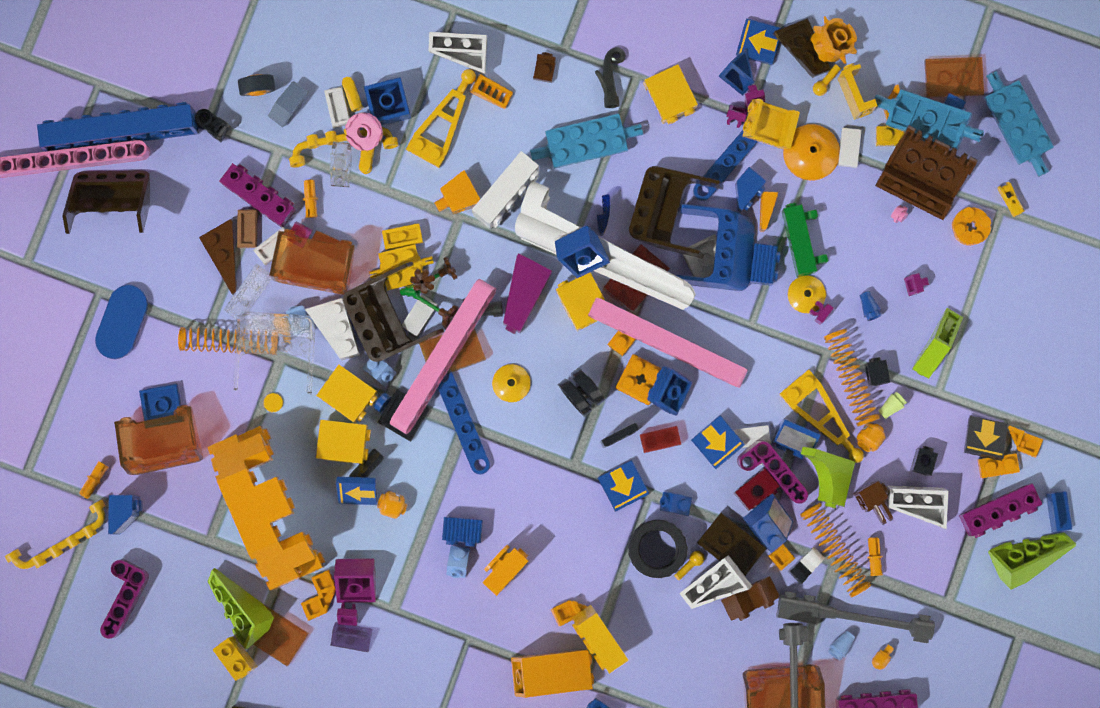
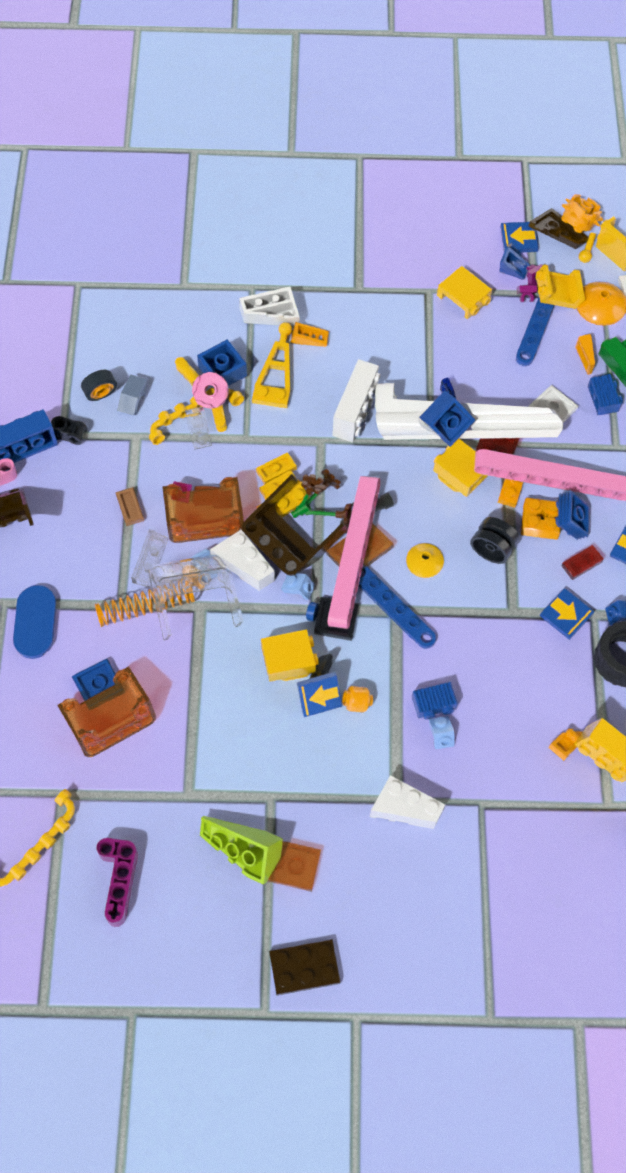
camera: 20 degrees left, 20 degrees down
(93, 480) = (51, 773): light orange axle -> none
(122, 512) = (93, 789): blue slope -> none
(220, 247) = (110, 530): reddish brown wing -> none
(235, 658) = (257, 894): yellow panel -> none
(257, 195) = (129, 474): magenta brick -> none
(259, 506) = (229, 727): light orange brick -> none
(266, 250) = (156, 516): white tile -> none
(273, 402) = (206, 647): yellow piece -> none
(310, 199) = (180, 463): light orange axle -> none
(320, 604) = (322, 817): light orange tile -> none
(337, 106) = (177, 386): white tile -> none
(347, 394) = (277, 611): yellow brick -> none
(347, 616) = (354, 818): magenta tile -> none
(351, 637) = (365, 840): clear purple slope -> none
(355, 580) = (349, 782): magenta slope -> none
(397, 620) = (407, 805): none -> white wedge
(418, 316) = (316, 529): white tile -> none
(458, 194) = (313, 420): light orange torso -> none
(504, 568) = (490, 718): light orange brick -> none
(525, 289) = (405, 476): magenta slope -> none
(544, 67) = (348, 304): reddish brown bracket -> none
(552, 673) = (577, 803): light orange slope -> none
(586, 141) = (410, 345): dark azure plate -> none
(607, 82) = (406, 299): pearl dark grey plant -> none
(619, 435) = (545, 566): black tile -> none
(659, 206) = (494, 373): dark brown windscreen -> none
(732, 250) = (572, 384): blue windscreen -> none
(747, 187) = (562, 340): blue slope -> none

